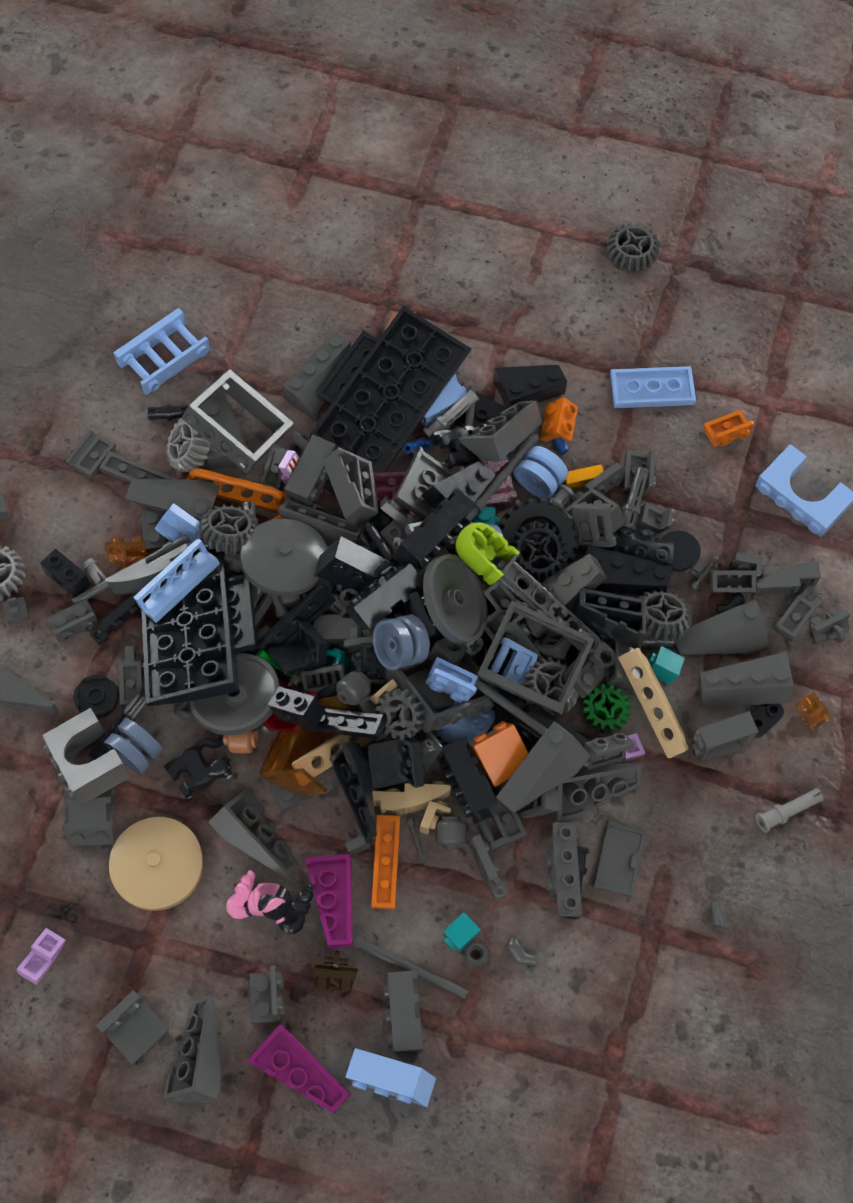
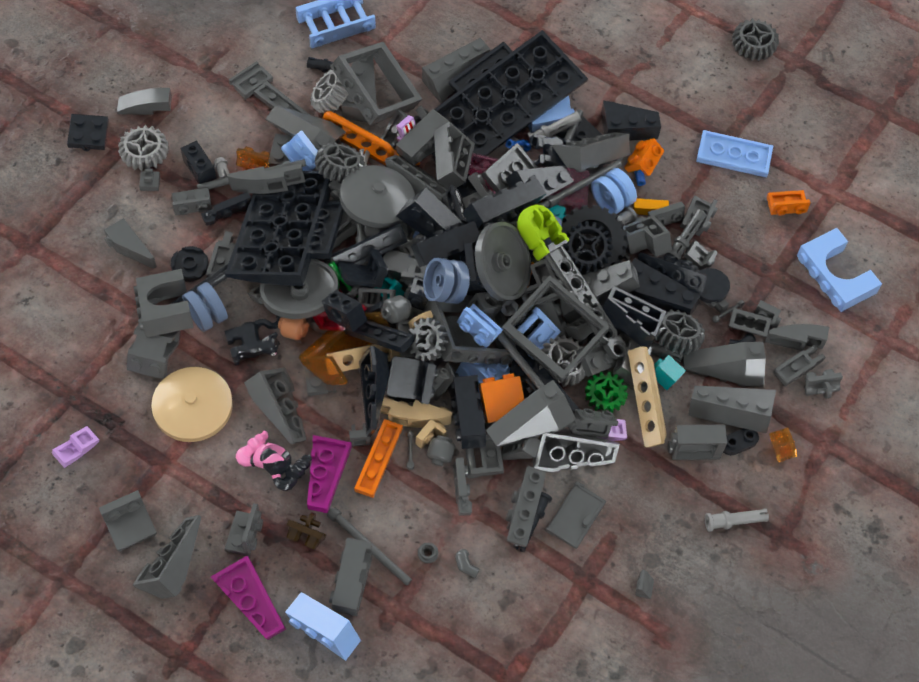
camera: 15 degrees right, 5 degrees down
(177, 583) = (284, 192): light blue fence -> none
(460, 933) = (420, 531): teal brick -> none
(586, 523) = (637, 241): dark grey plate -> none

